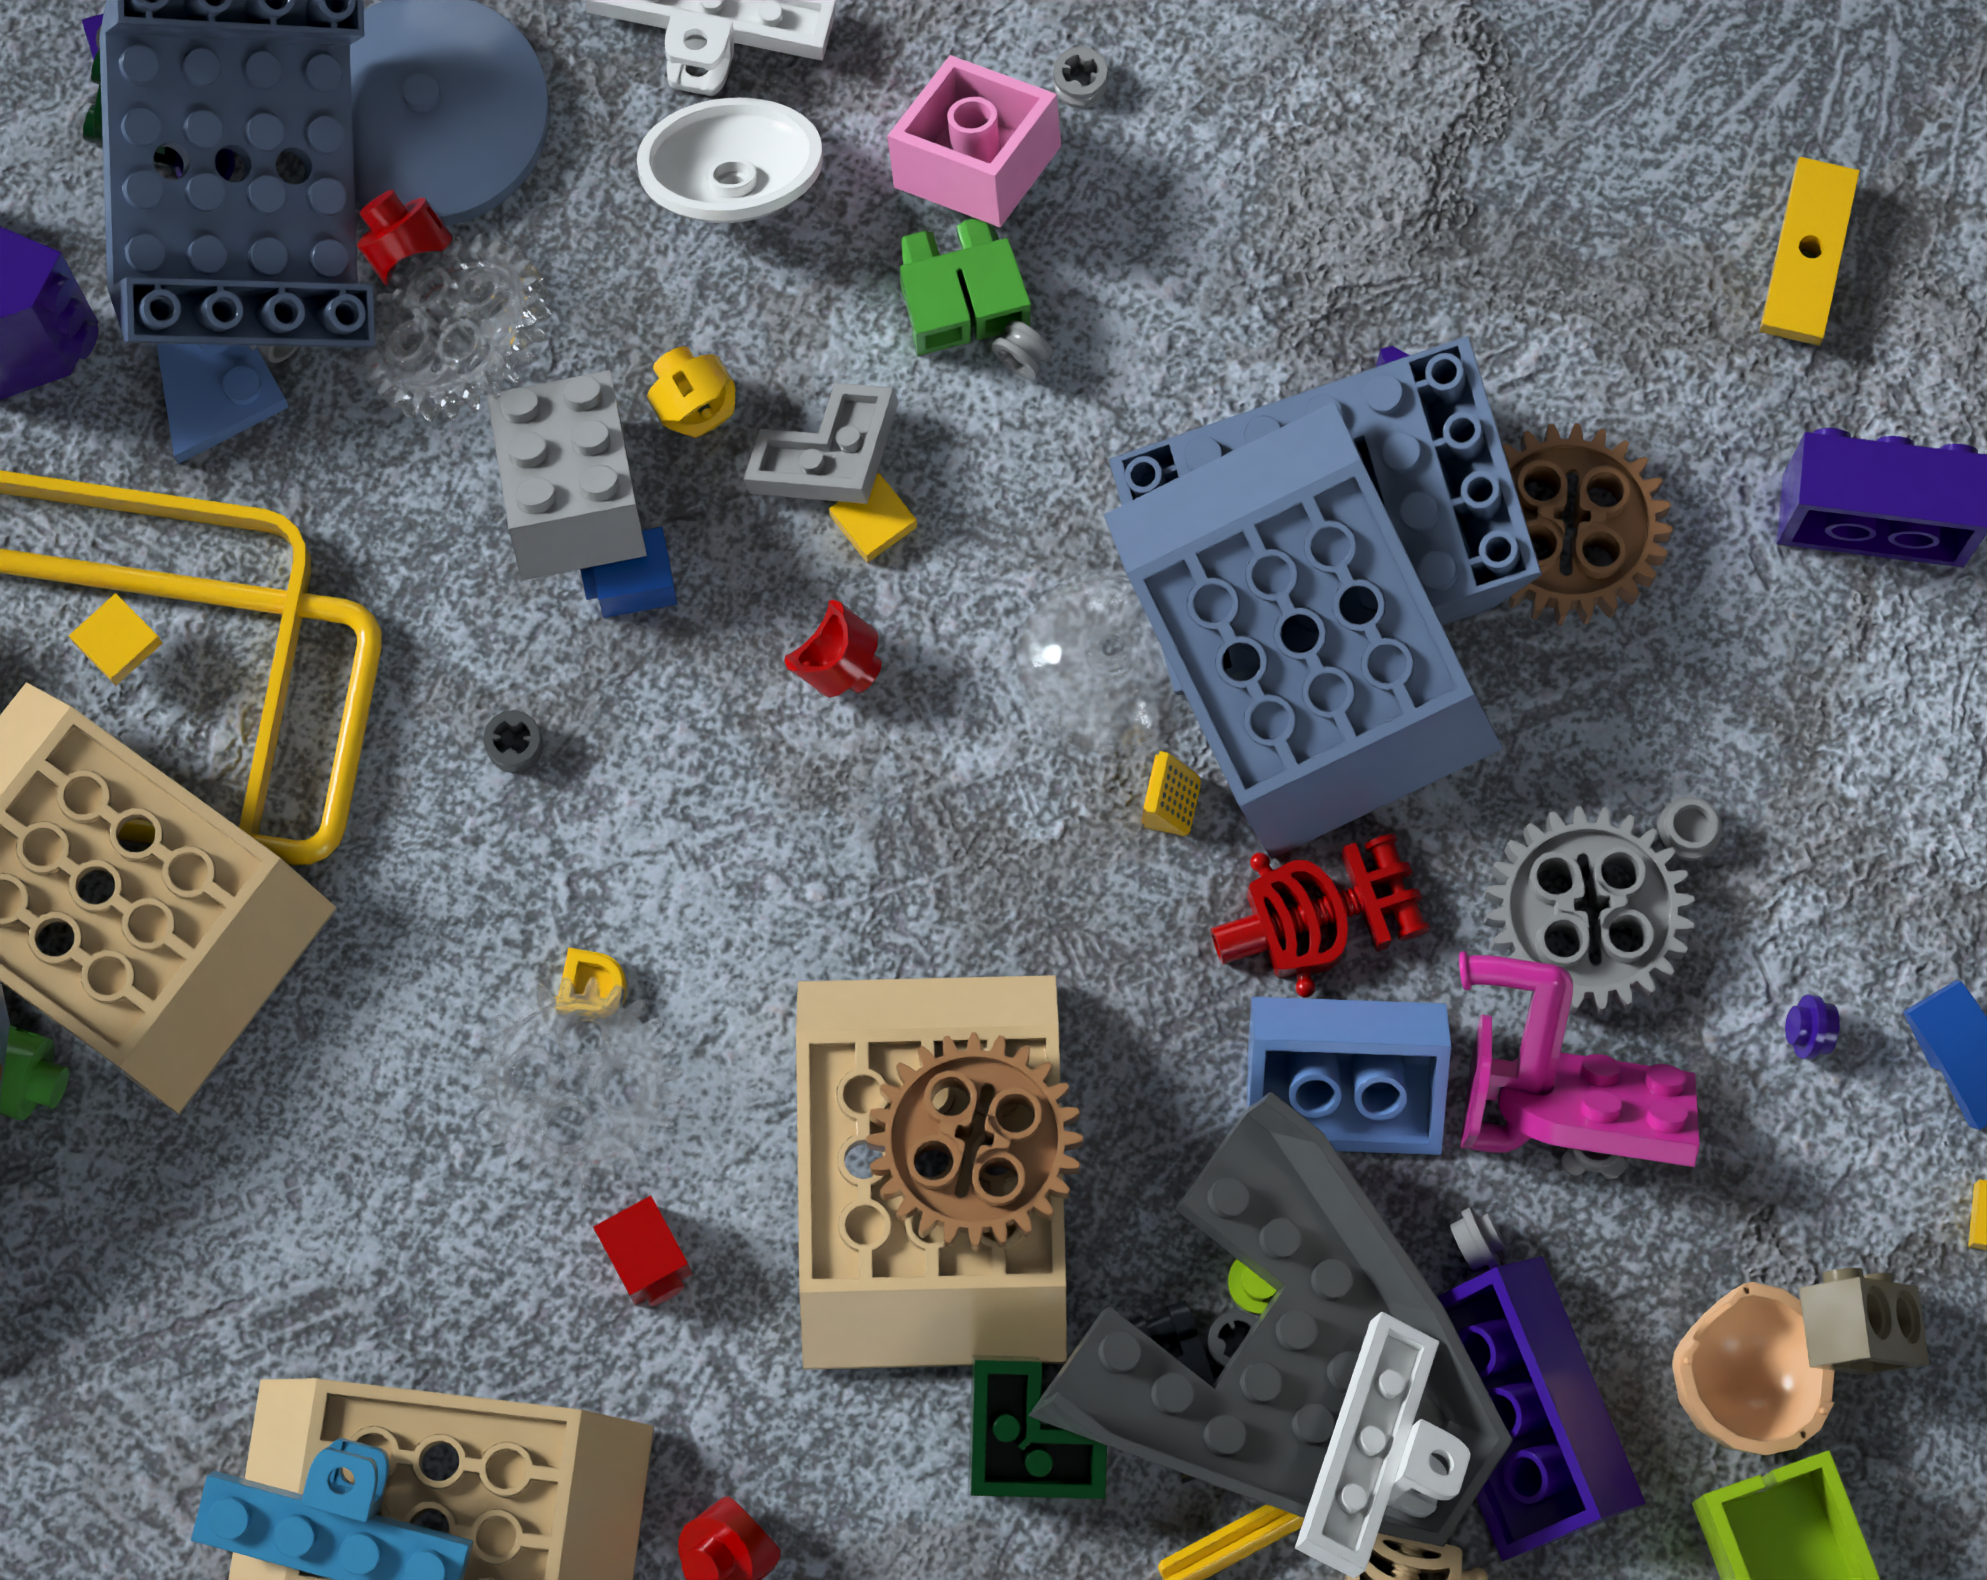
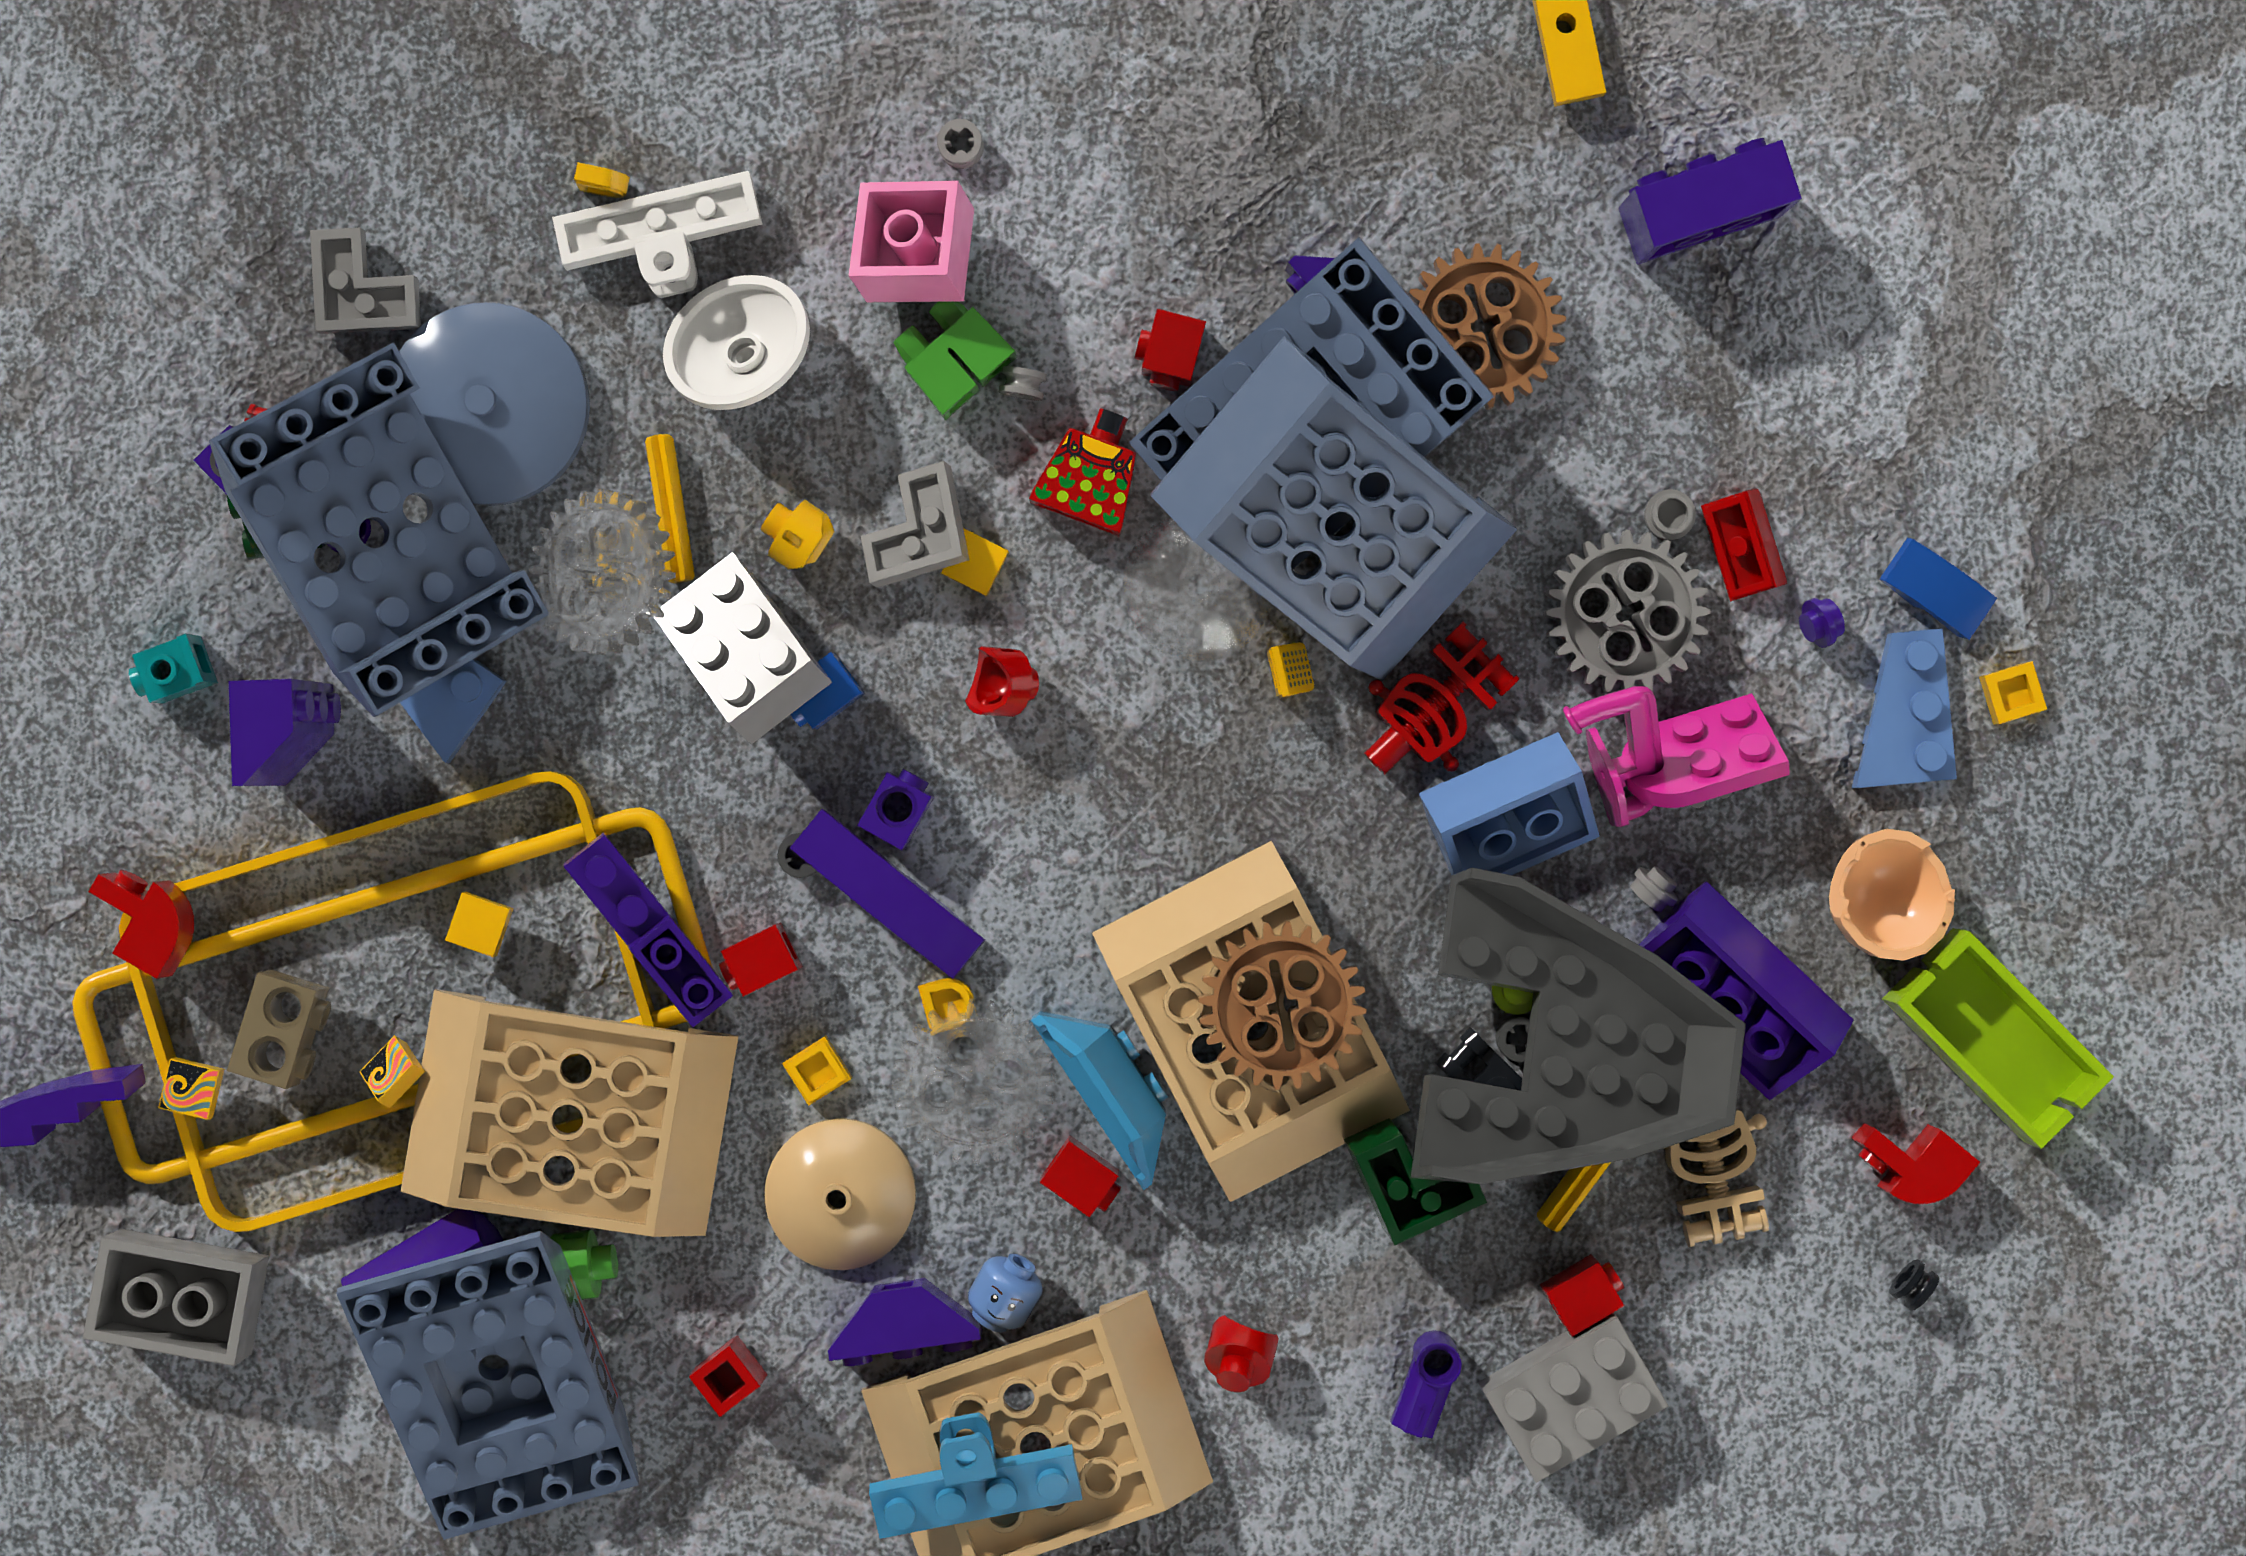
camera: 25 degrees left, 15 degrees up
(117, 1279) = (728, 1375): none -> red brick
(299, 727) = (648, 929): none -> dark purple slope
(351, 1320) = (903, 1321): none -> dark purple slope
(381, 1180) = (849, 1159): none -> tan dish
(399, 232) = (522, 517): red piece -> none
(404, 990) = (817, 1070): none -> yellow tile
(405, 831) = (759, 960): none -> red brick
(487, 1344) = (1005, 1292): none -> medium blue head
(567, 301) = (670, 505): none -> yellow axle
(588, 825) = (887, 893): none -> dark purple slope
(644, 765) = (881, 825): none -> dark purple brick
(731, 1166) = (1111, 1086): none -> dark azure wedge
(1046, 481) = (1089, 476): none -> torso
(1206, 385) = (1170, 349): none -> red brick
(1379, 1451) = (1663, 1084): white plate -> none
(1762, 902) = (1744, 544): none -> red slope
(1863, 1323) = (1953, 826): dark tan brick -> none
(1871, 1187) = (1911, 715): none -> medium blue wing

